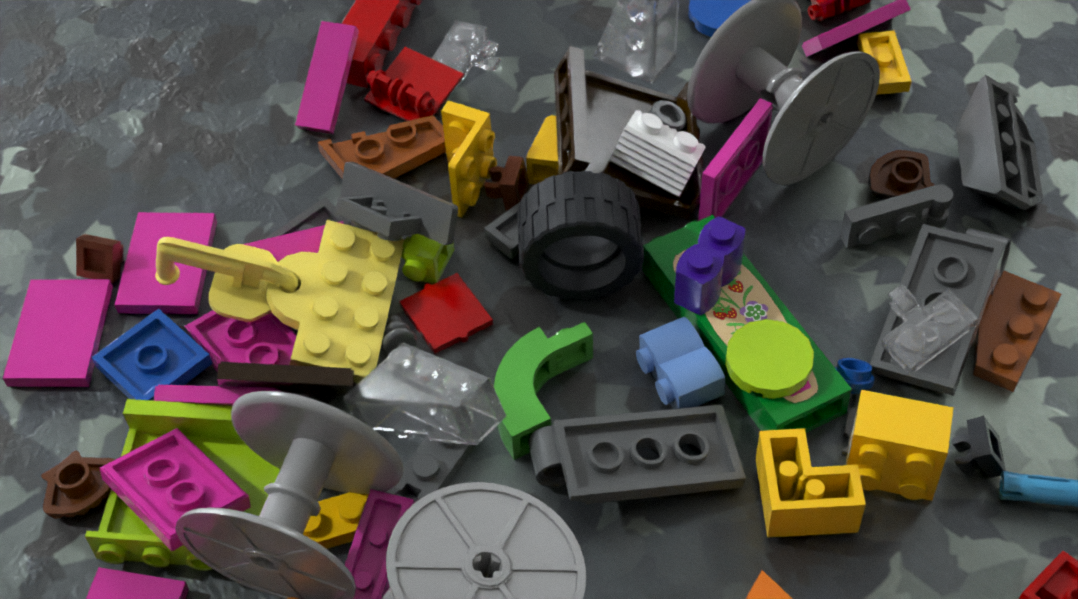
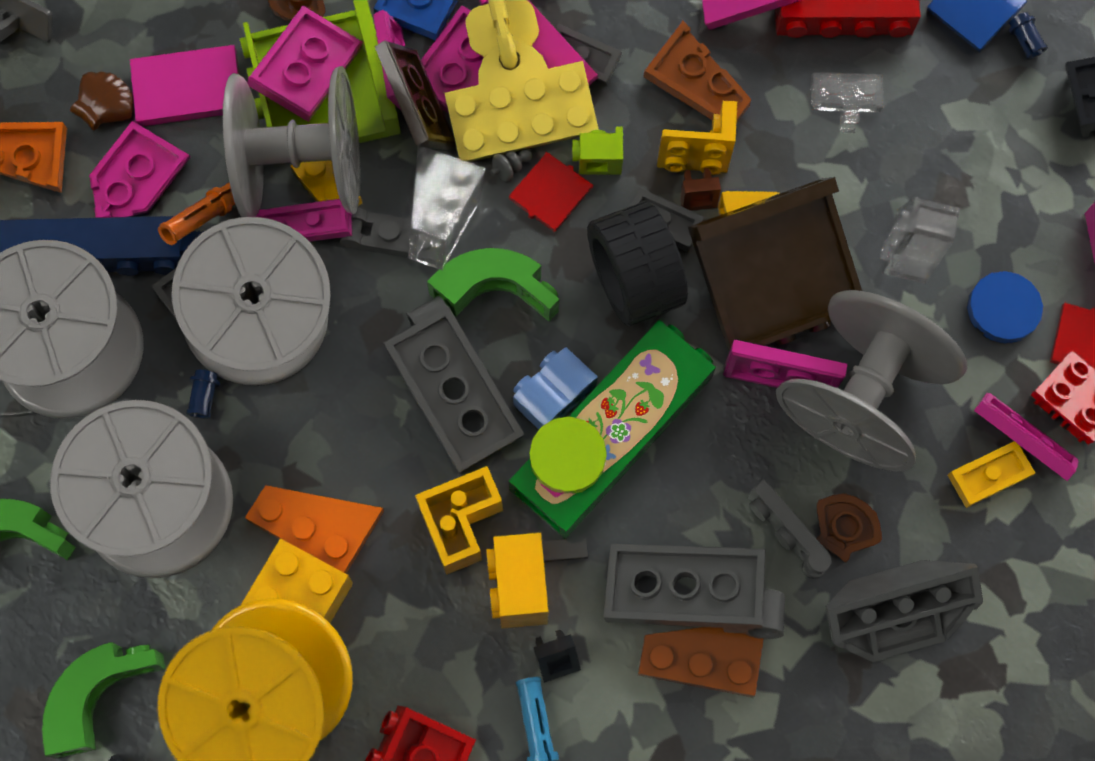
camera: 65 degrees right, 20 degrees up
(393, 207) = (609, 102): dark grey bracket -> none
(412, 85) = (783, 70): red hinge -> none
(657, 152) = (759, 297): white brick -> none
(669, 114) = (818, 294): dark grey tile -> none
(709, 265) = (631, 375): dark purple brick -> none
(856, 374) = (602, 530): blue plate -> none
(925, 329) = (651, 579): clear plate -> none

